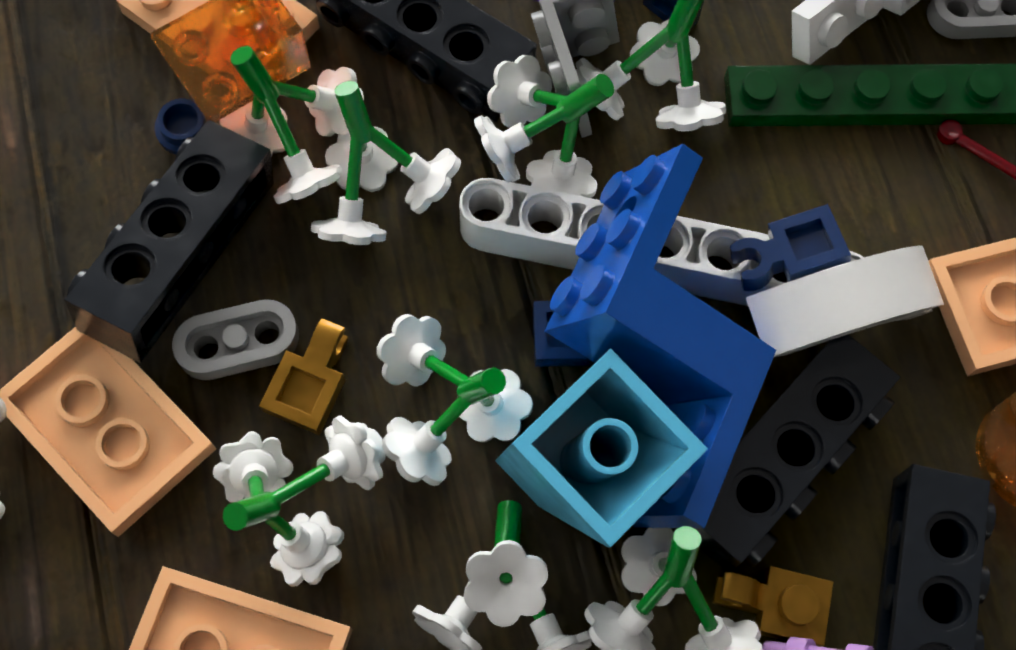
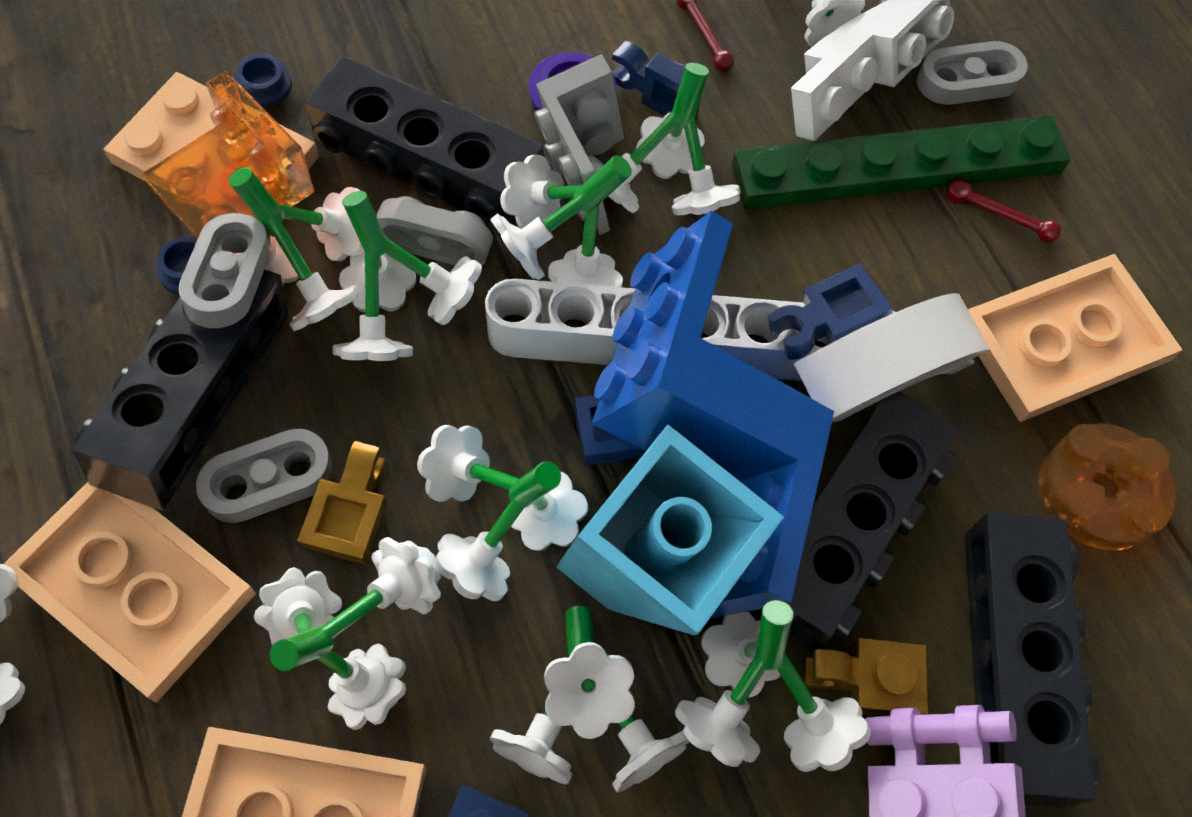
camera: 10 degrees left, 5 degrees down
(214, 145) = (218, 284): none -> light grey plate
(419, 119) = (434, 231): none -> light grey plate

